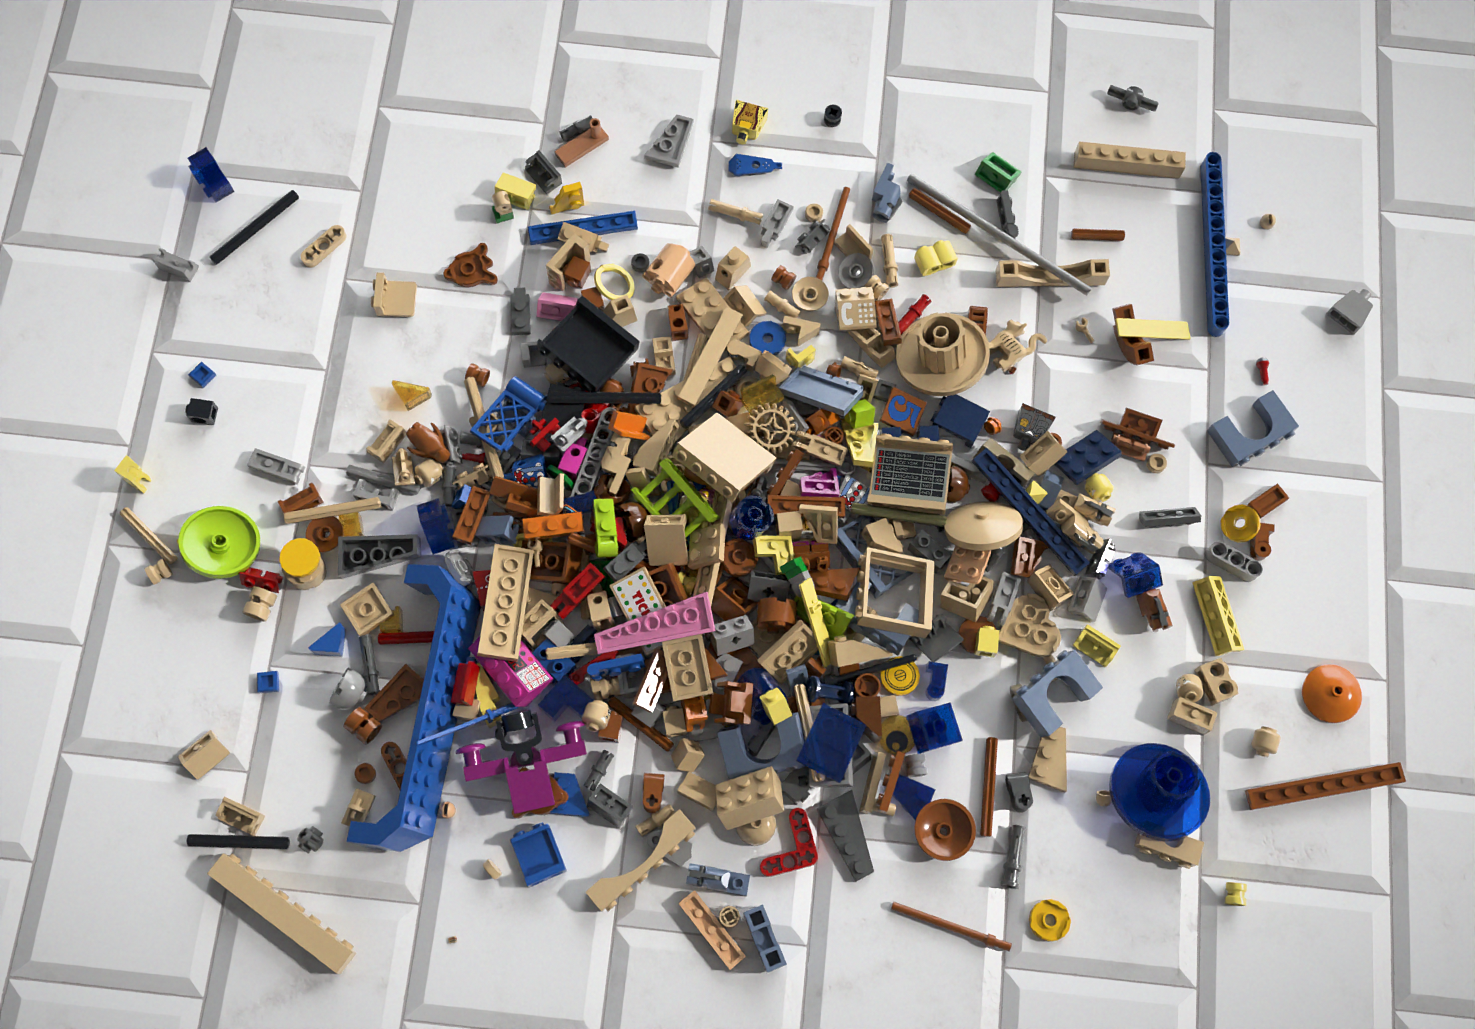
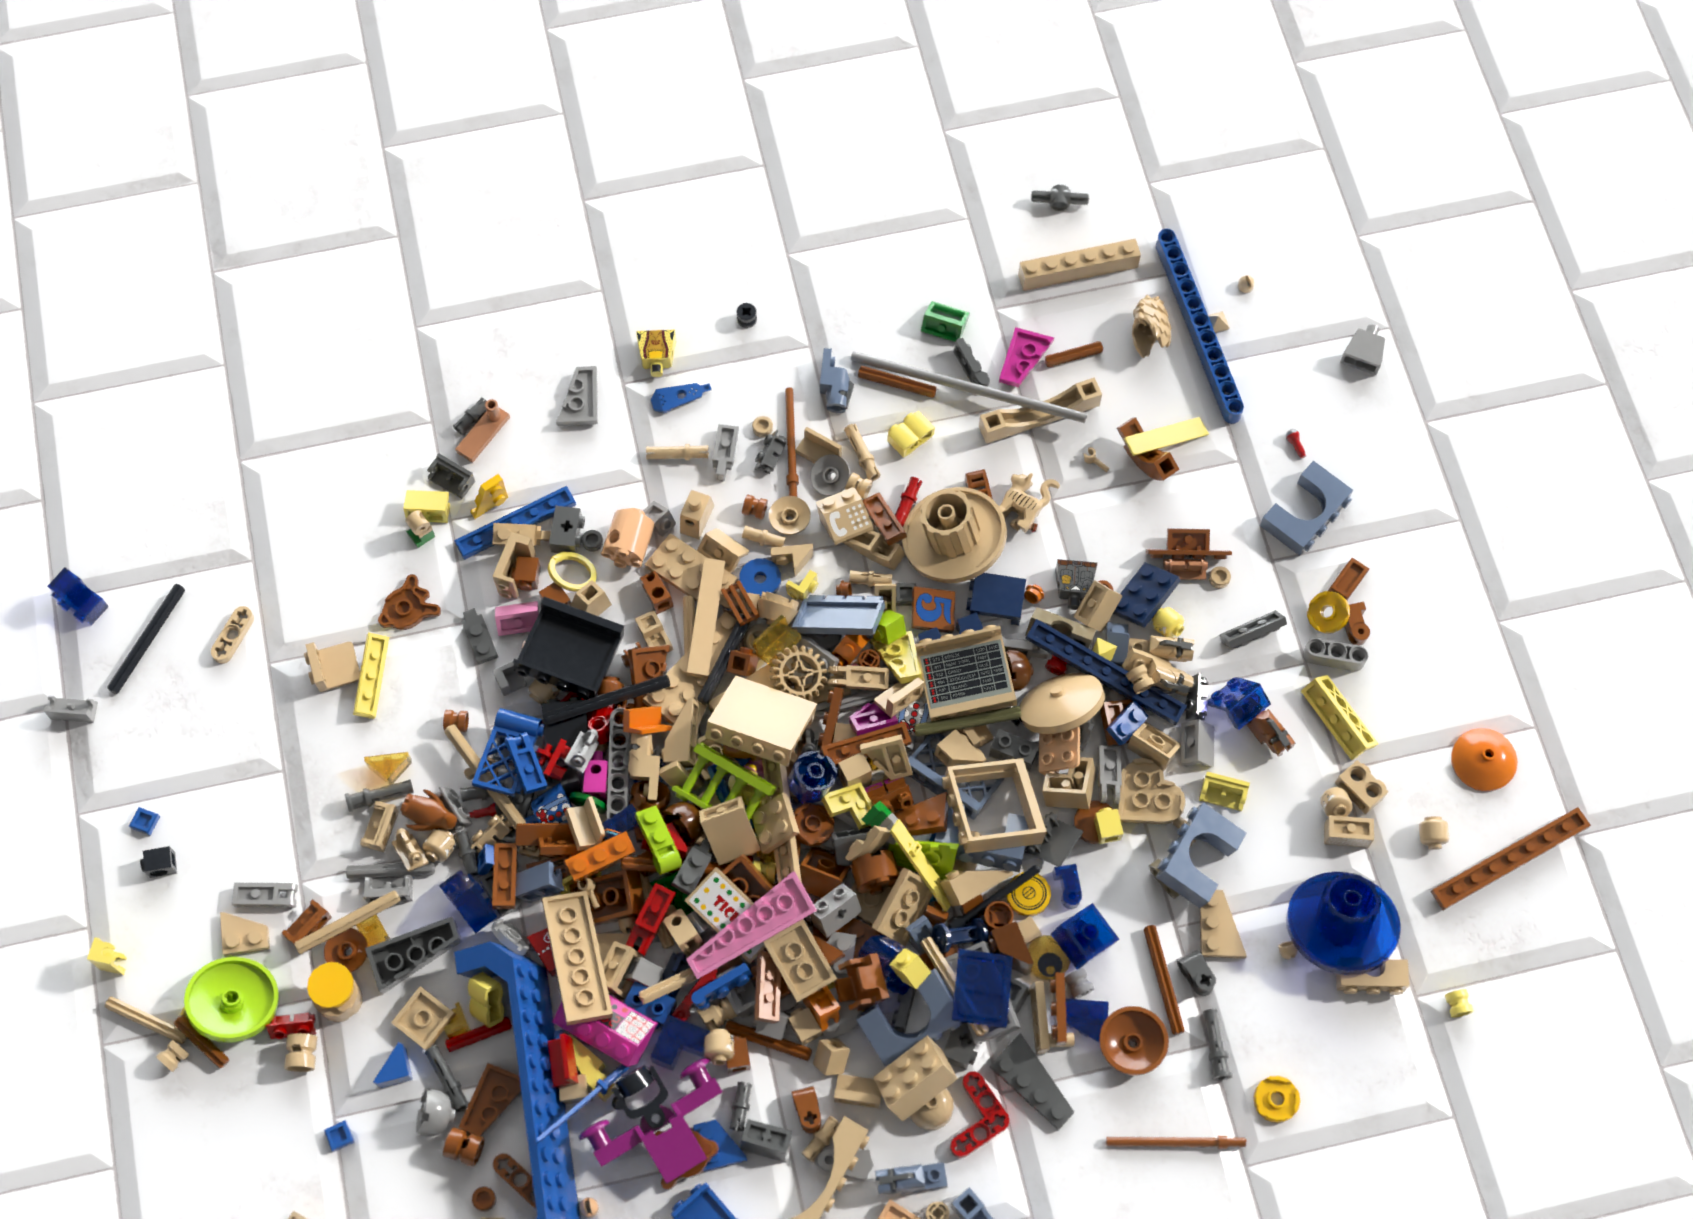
camera: 15 degrees left, 5 degrees down
(187, 573) = (207, 1047): none -> dark orange axle
(247, 493) = (242, 935): none -> tan wing
(384, 414) = (368, 797): none -> dark grey pin
(421, 611) = (486, 999): none -> light yellow brick
(422, 315) = (371, 675): none -> light yellow tile
(519, 428) = (526, 763): none -> blue plate
(621, 246) = (565, 519): none -> dark grey brick
(740, 340) = (732, 589): none -> dark orange tile
(783, 589) = (875, 840): none -> tan slope
(848, 475) = (899, 696): none -> tan panel
(1033, 560) = (1127, 723): none -> plate
(1054, 221) = (1023, 355): none -> dark pink wing
(1057, 527) = (1140, 679): none -> tan wheel
(1172, 230) = (1150, 325): none -> tan head

